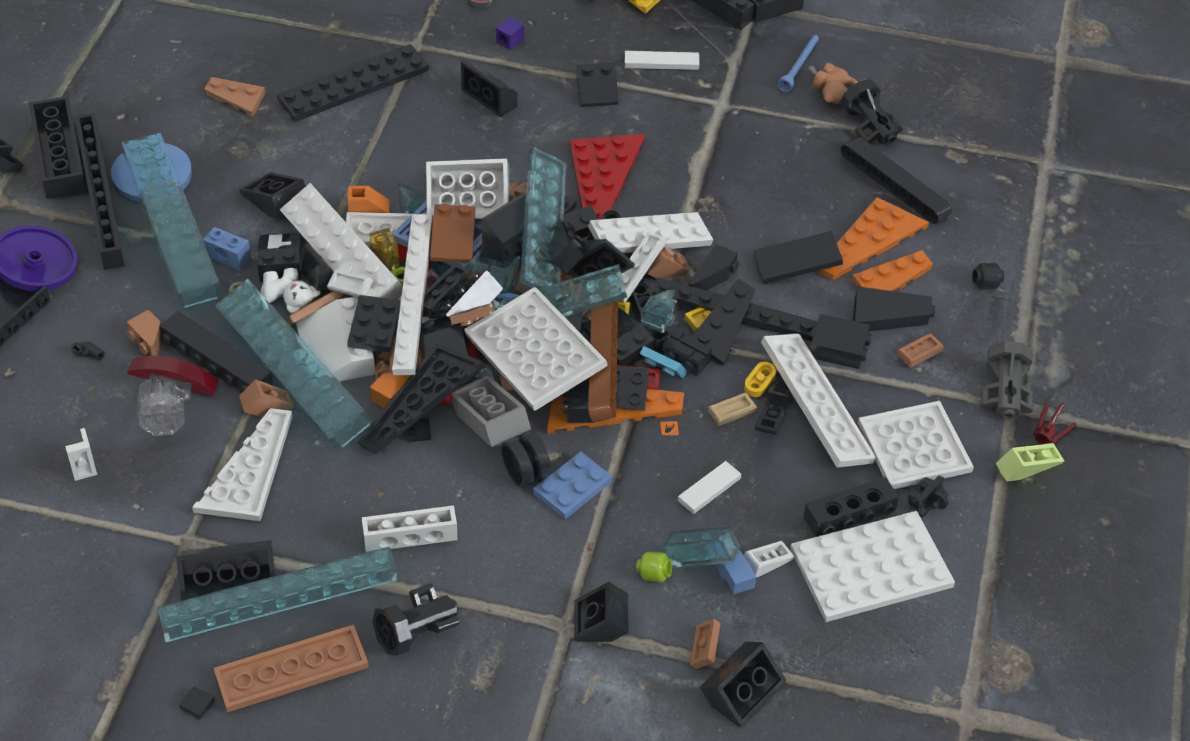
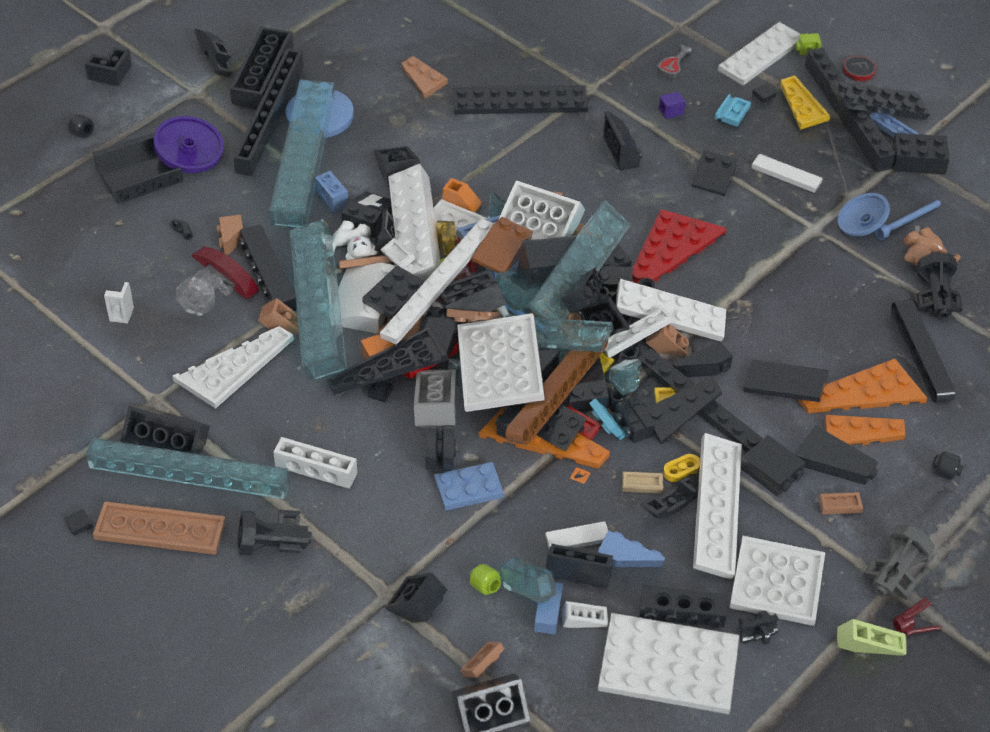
camera: 30 degrees right, 0 degrees up
(571, 17) = (732, 110): none -> medium azure plate
(736, 511) = (579, 565): none -> black brick
(762, 65) = (863, 214): none -> medium blue dish
(763, 482) = (629, 553): none -> medium blue slope

